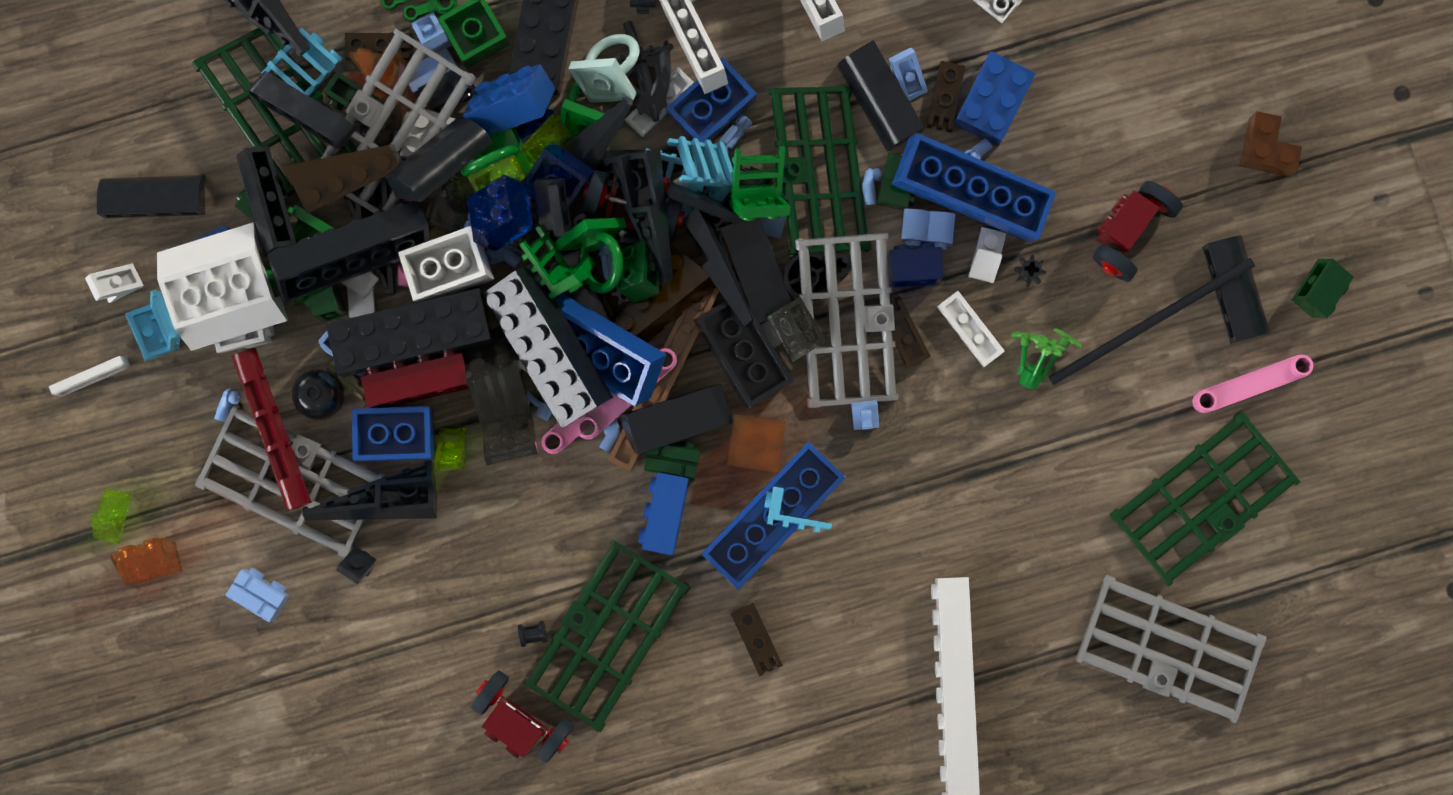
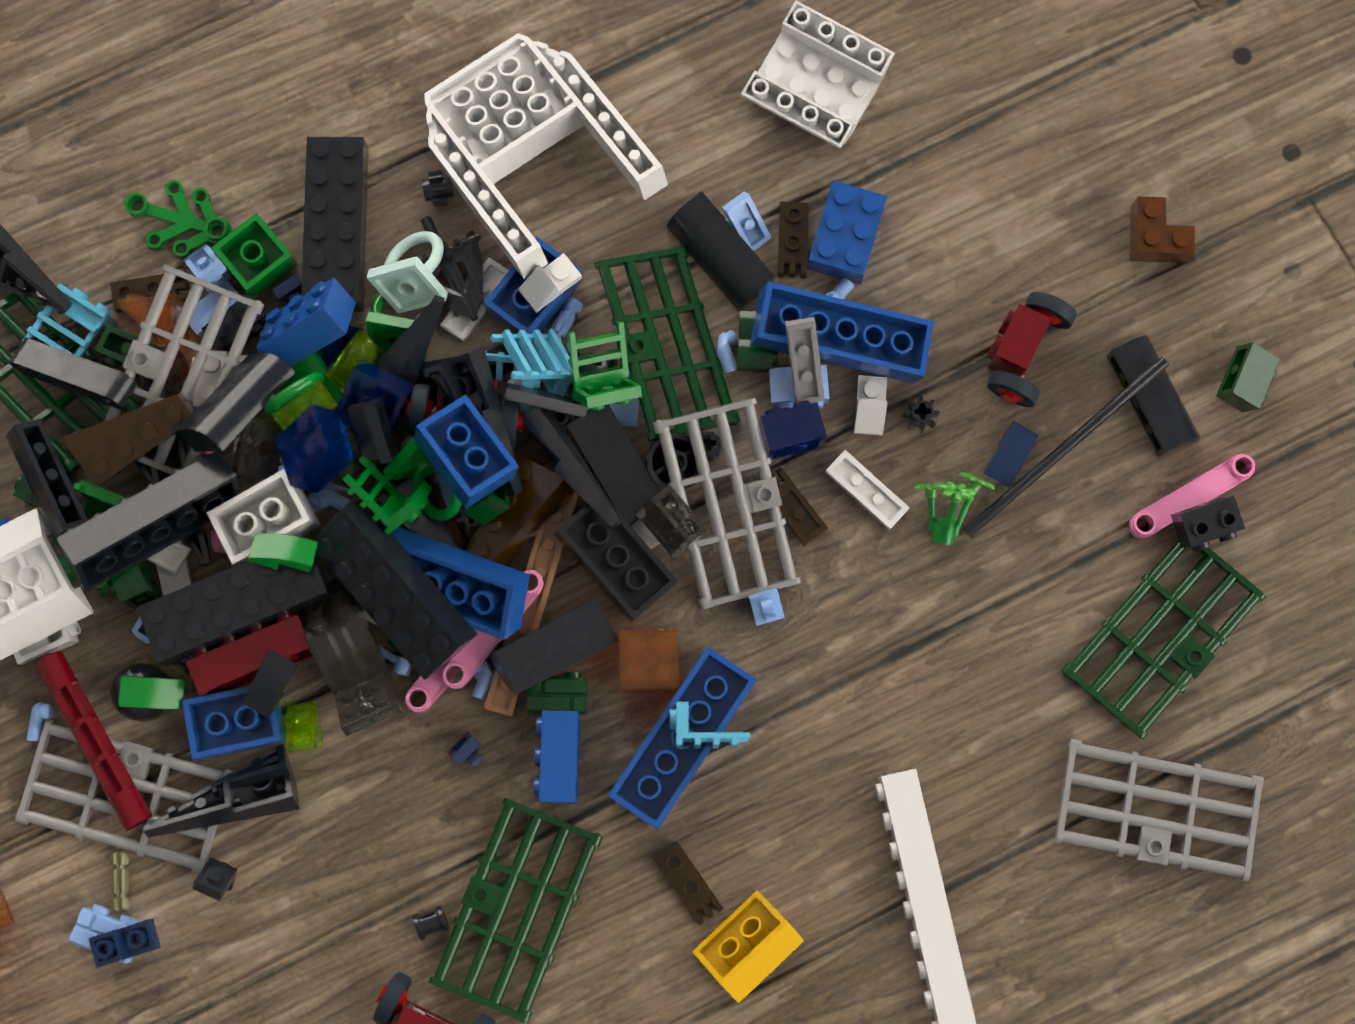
camera: 15 degrees left, 5 degrees down
(272, 605) = (124, 943): none -> dark blue slope
(275, 552) = (120, 881): none -> olive axle
(327, 398) = (151, 692): none -> green slope
(429, 408) = (269, 684): none -> black slope
(454, 295) = (277, 549): none -> green slope
(498, 63) = (288, 287): none -> dark blue tile
(586, 492) = (465, 749): none -> dark blue tile
(629, 239) = (465, 451): none -> blue brick
(726, 100) = (549, 282): none -> white slope
(797, 701) = (748, 946): none -> yellow slope
(937, 207) = (805, 360): none -> light grey tile
(1102, 319) = (1011, 453): none -> dark blue slope
(1262, 409) = (1207, 522): none -> black brick

